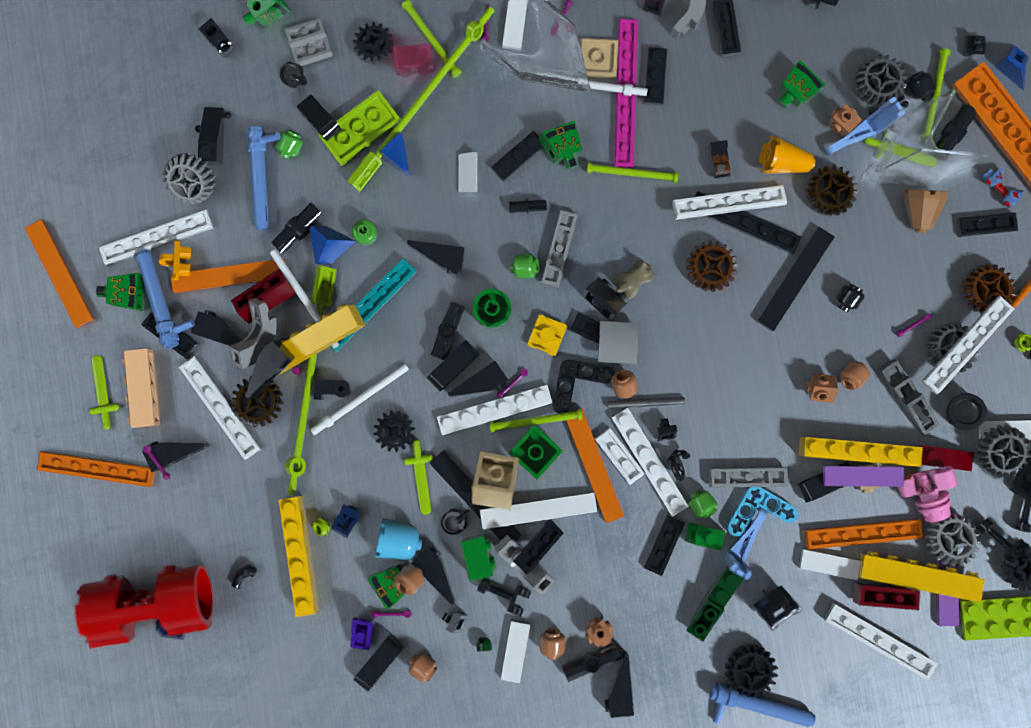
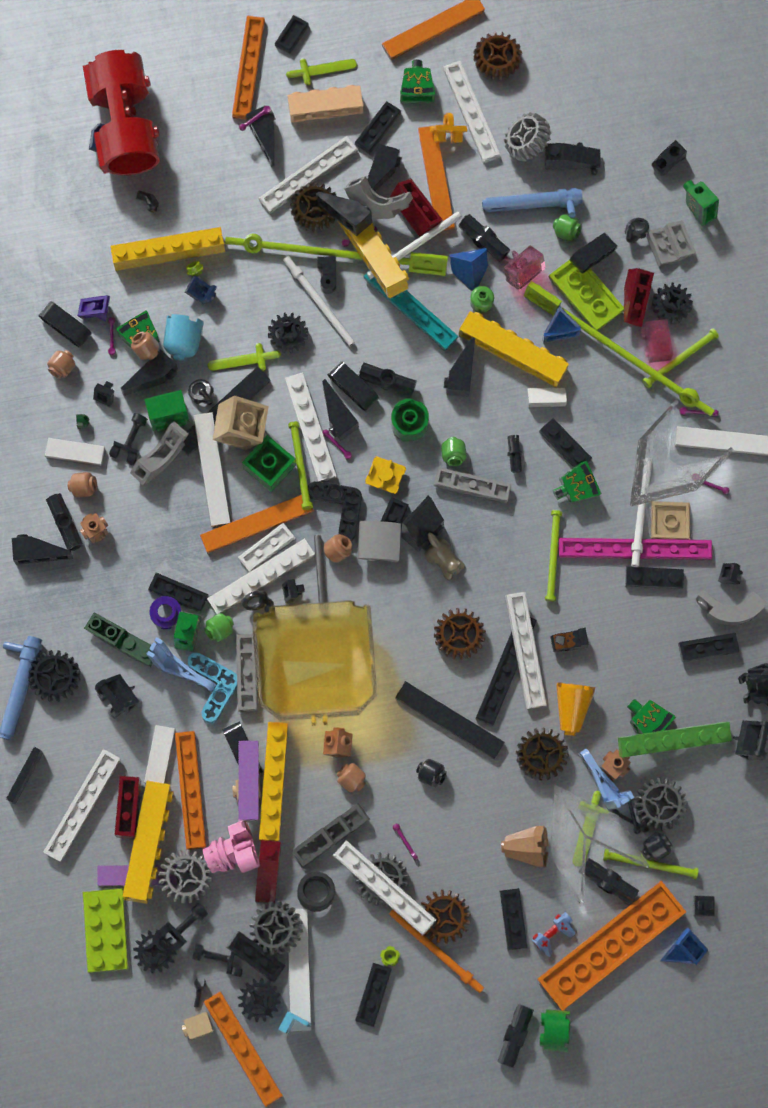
camera: 85 degrees right, 10 degrees down
(60, 422) = (291, 34): none -> black tile
(83, 215) = (497, 50): none -> reddish brown gear
(164, 325) = (384, 121): medium blue cylinder -> none
(331, 189) = (523, 267): none -> clear pink brick
(365, 77) = (636, 295): none -> dark red slope
(418, 202) = (514, 349): none -> yellow brick
(538, 547) = (177, 467): black plate -> none
(677, 554) = (164, 623): none -> dark purple piece
(744, 408) = (314, 660): none -> clear yellow windscreen
(821, 63) = (674, 739): none -> bright green plate
(857, 703) = (24, 775): none -> black tile

